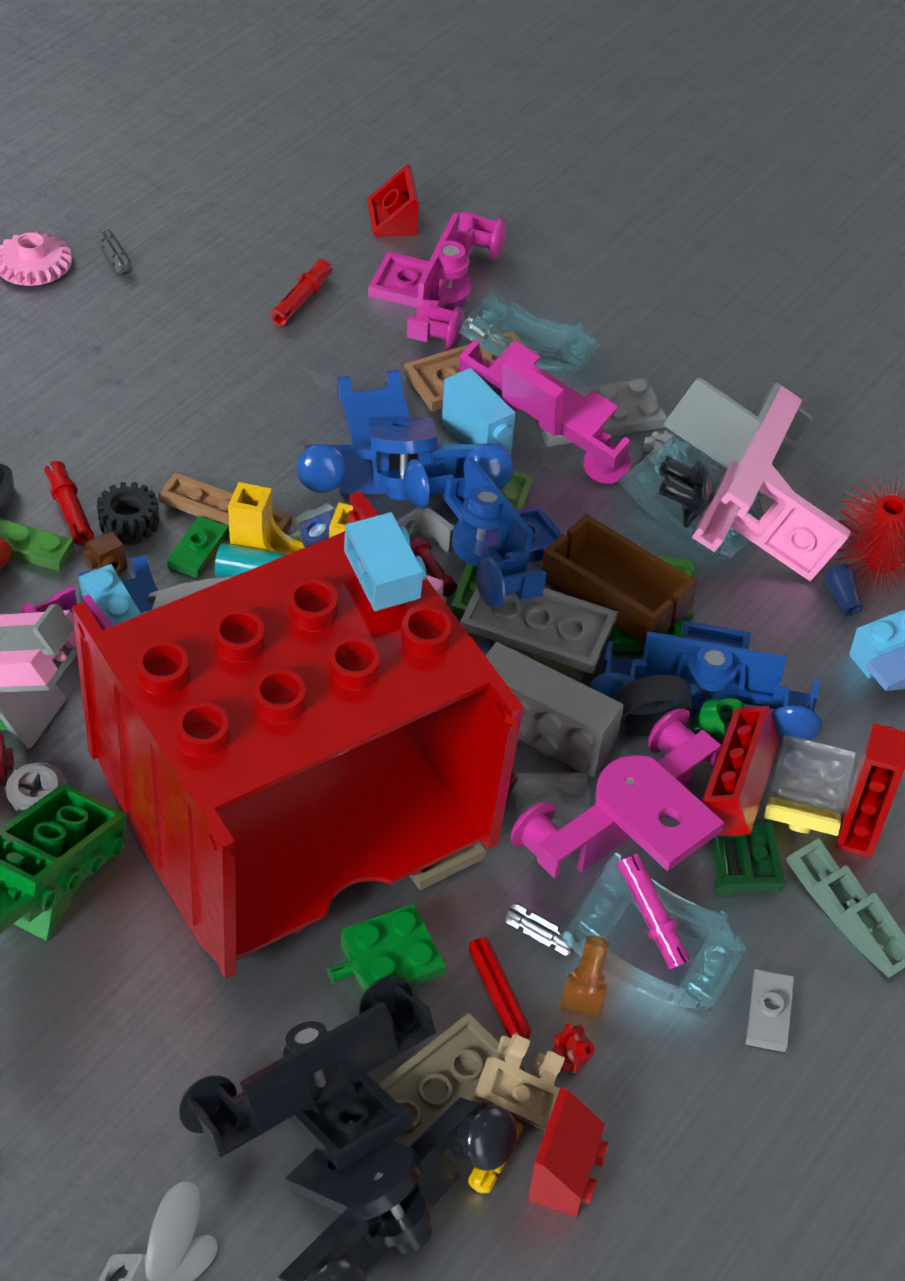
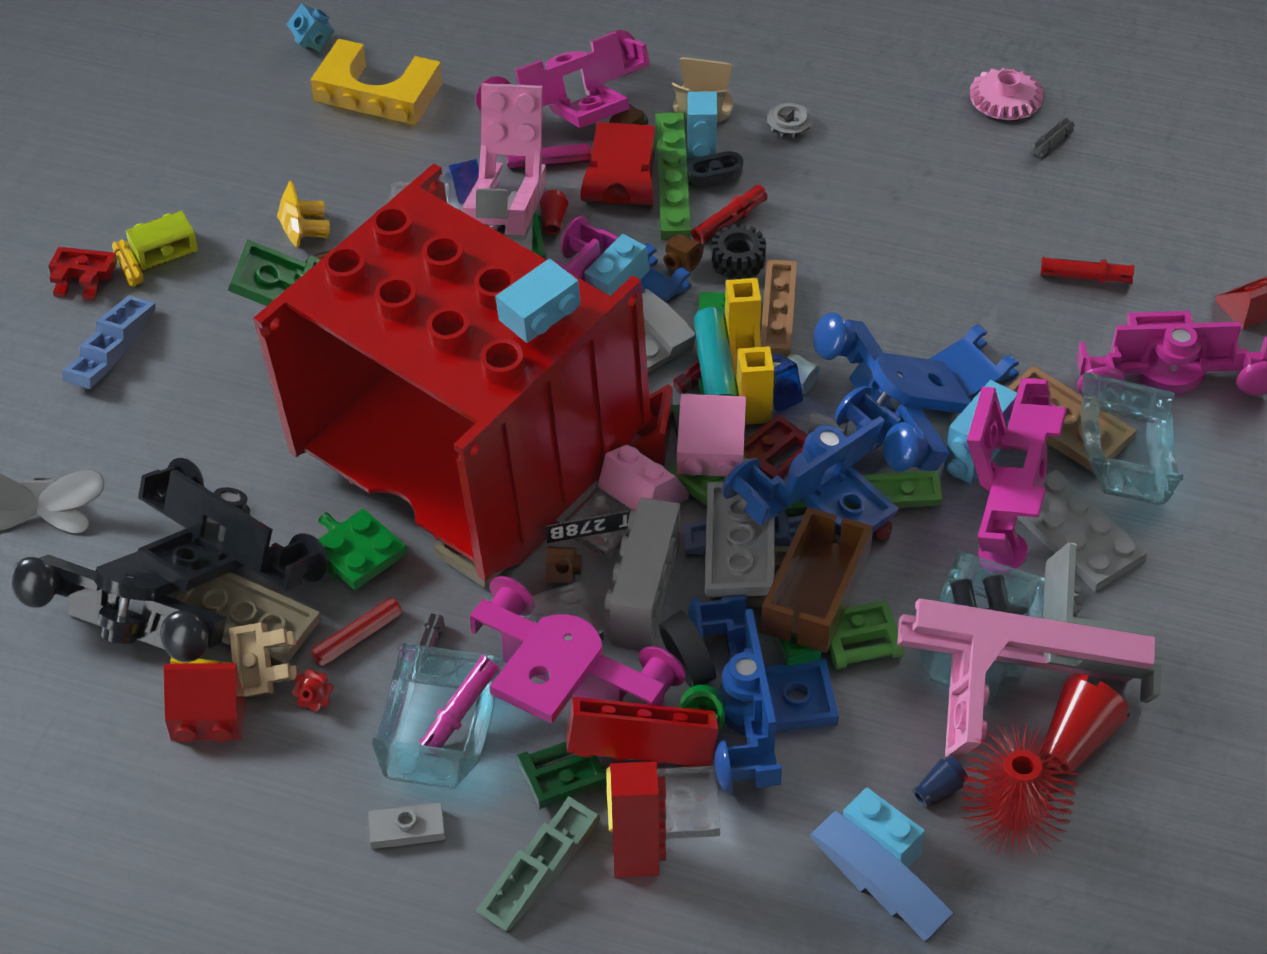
camera: 75 degrees right, 0 degrees up
(586, 988) = (371, 678): clear orange pin -> none
(820, 475) = (1084, 720): none -> red cone

